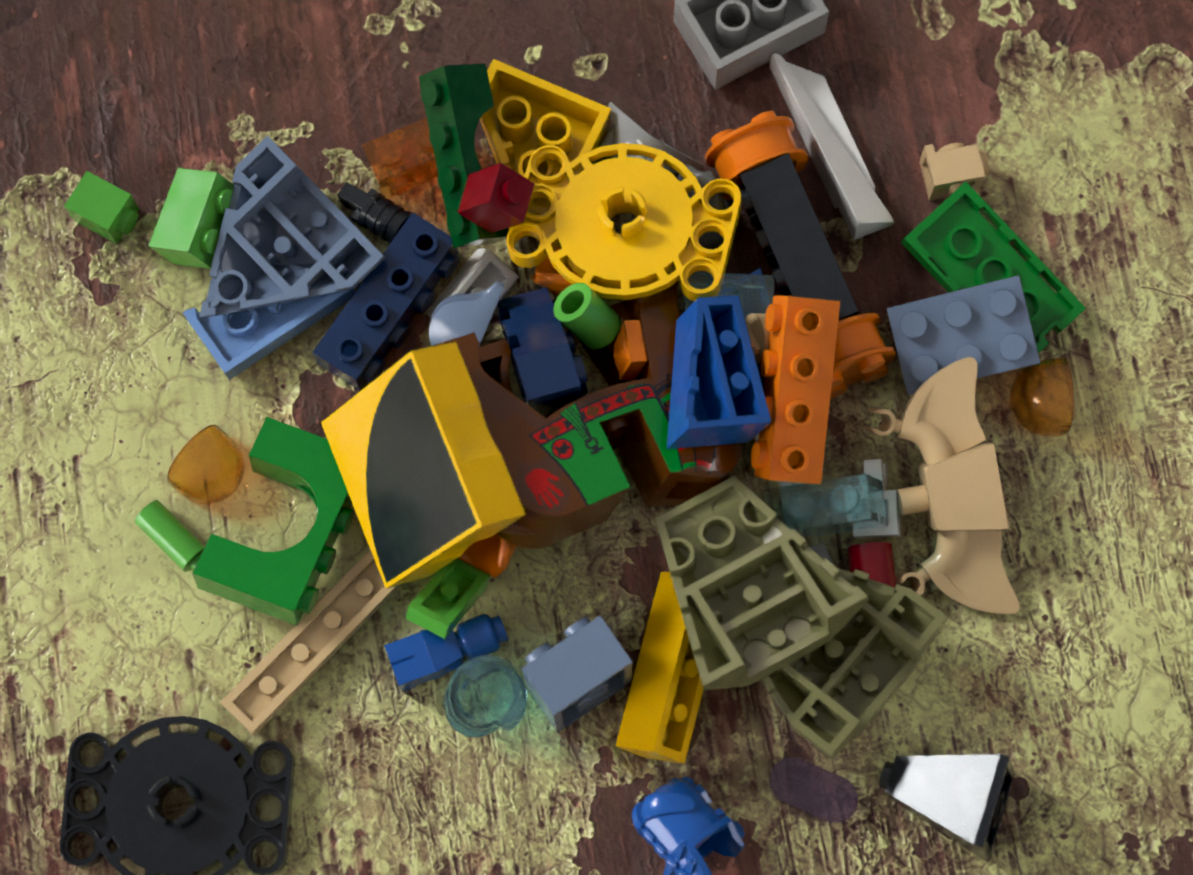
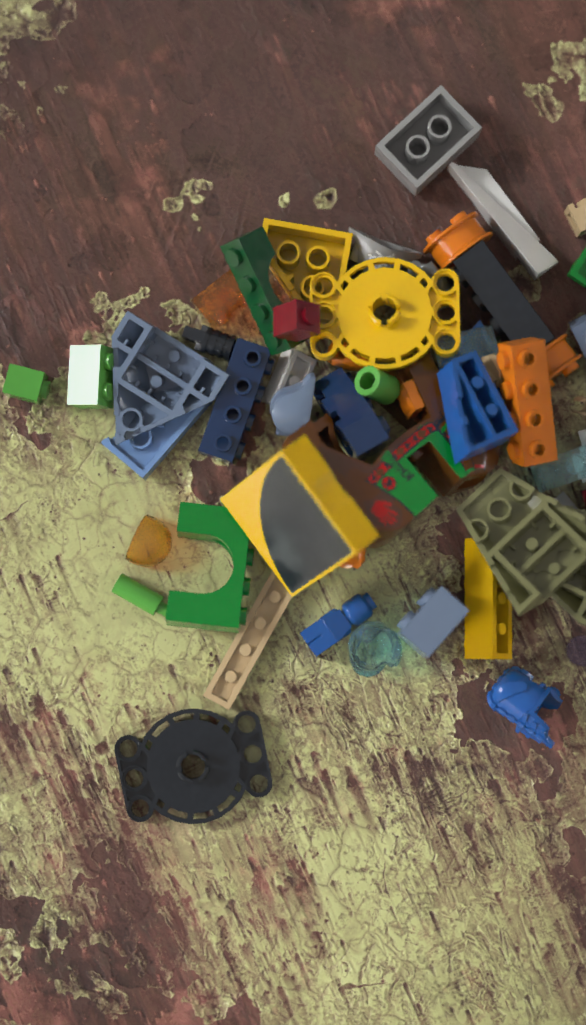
camera: 15 degrees left, 10 degrees up
(447, 597) = (332, 592): bright green plate -> none

